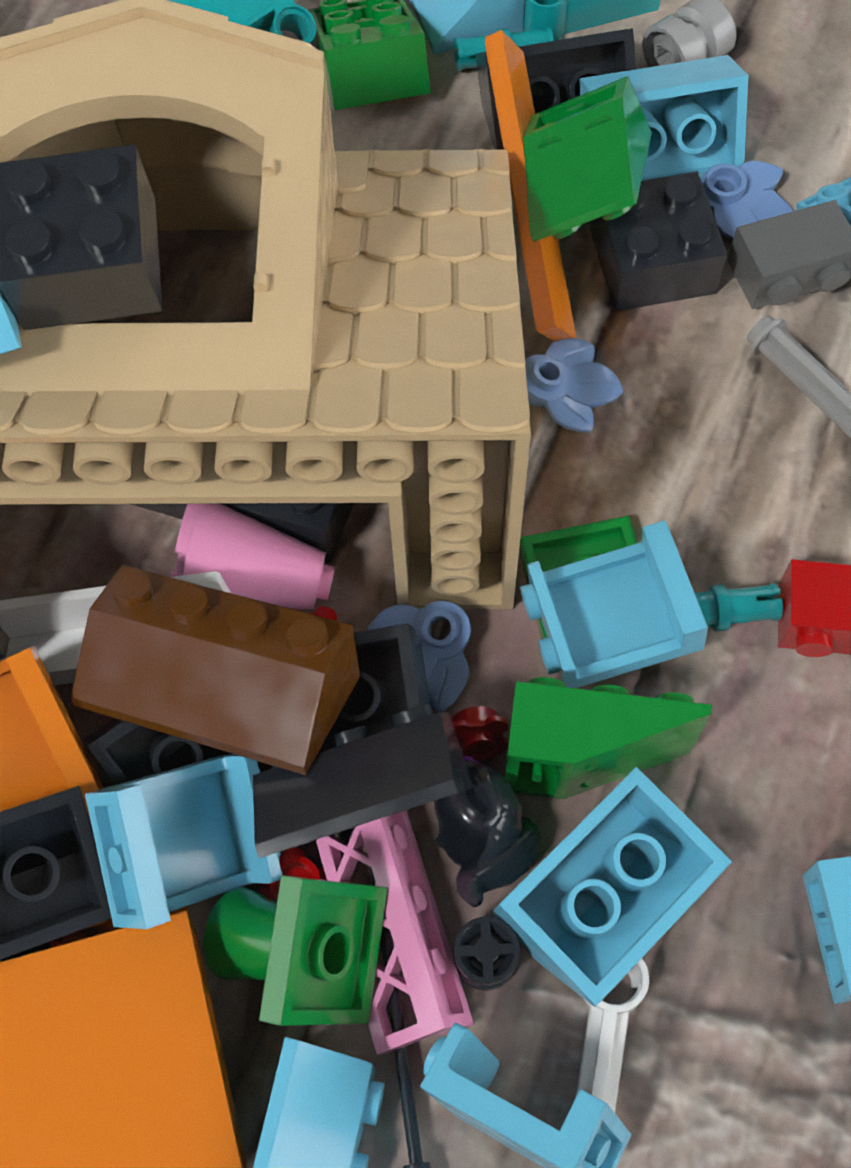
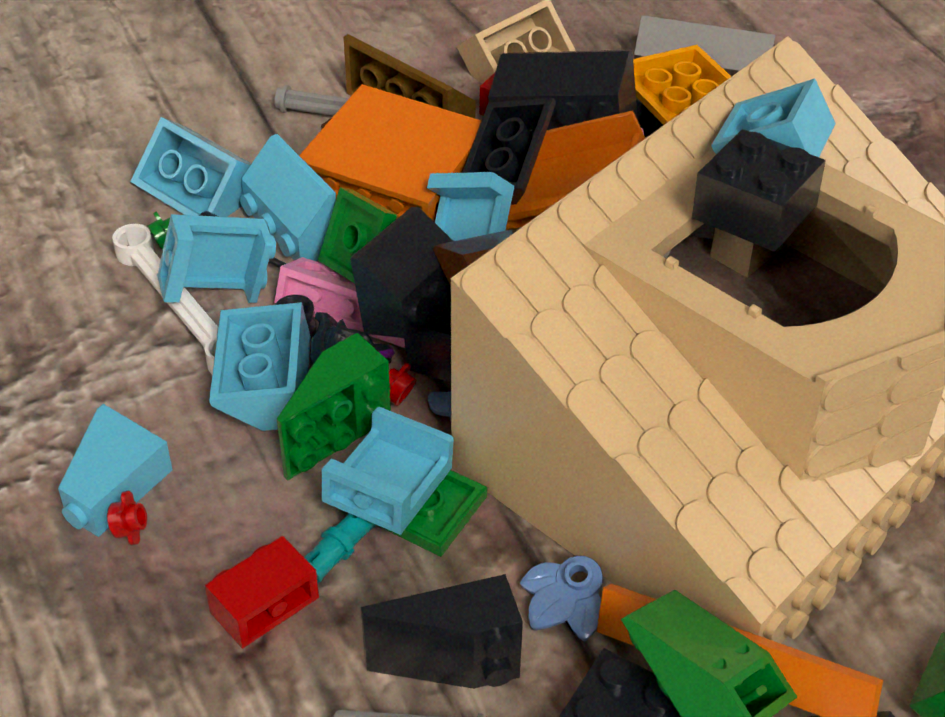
camera: 130 degrees right, 20 degrees down
(734, 396) = (447, 635): none -> black slope

